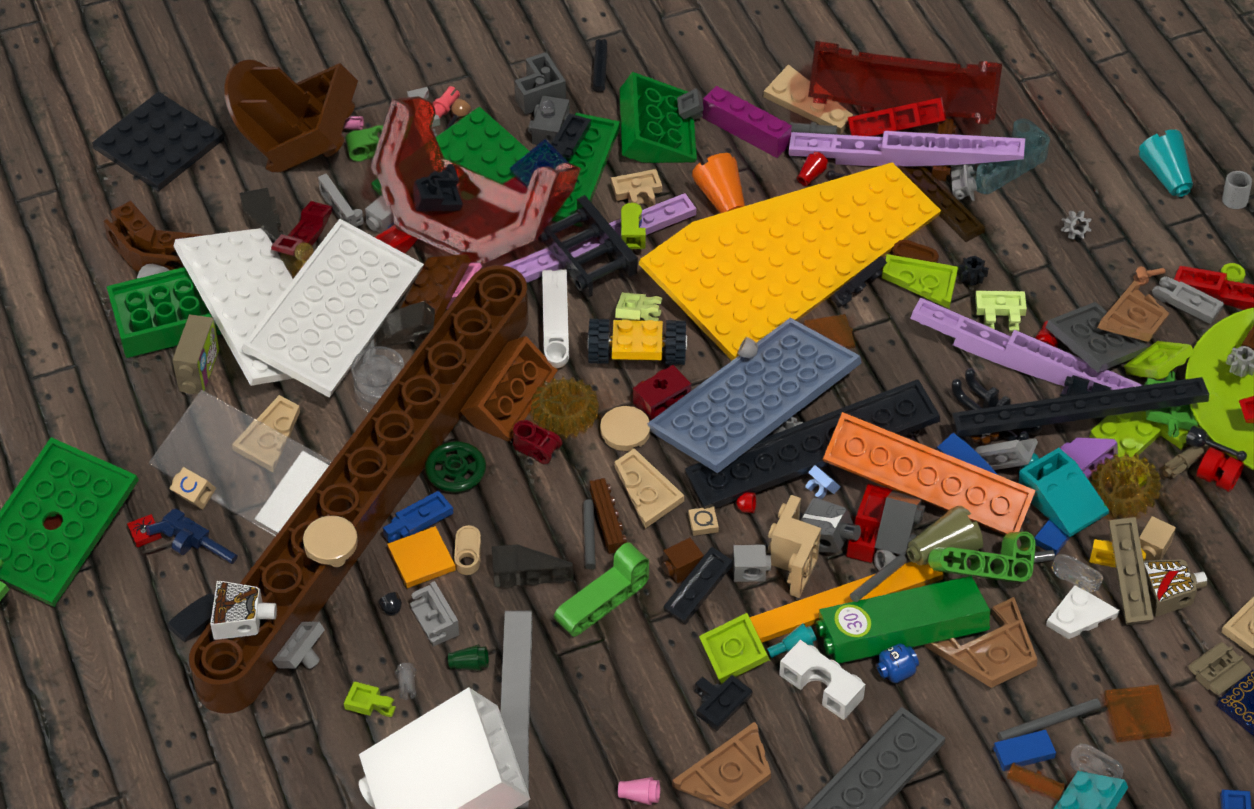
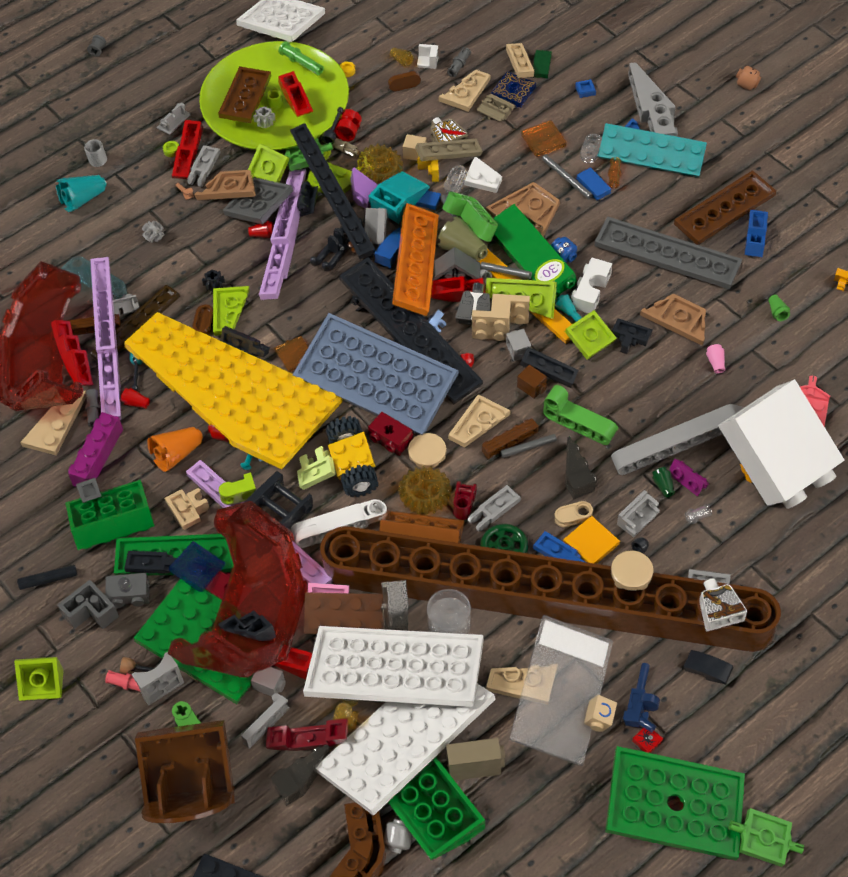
camera: 105 degrees left, 5 degrees up
(365, 698) = (724, 532): lime plate -> none
(475, 680) = (686, 477): none -> magenta hinge
(477, 41) = (39, 678): none -> lime slope
(511, 472) = (495, 507): none -> light grey hinge
(703, 521) = (491, 383): tan tile -> none
(748, 348) = (332, 387): light grey hinge -> none
(828, 587) = (541, 293): none -> lime wing
(1001, 303) = (238, 259): yellowish green plate -> none

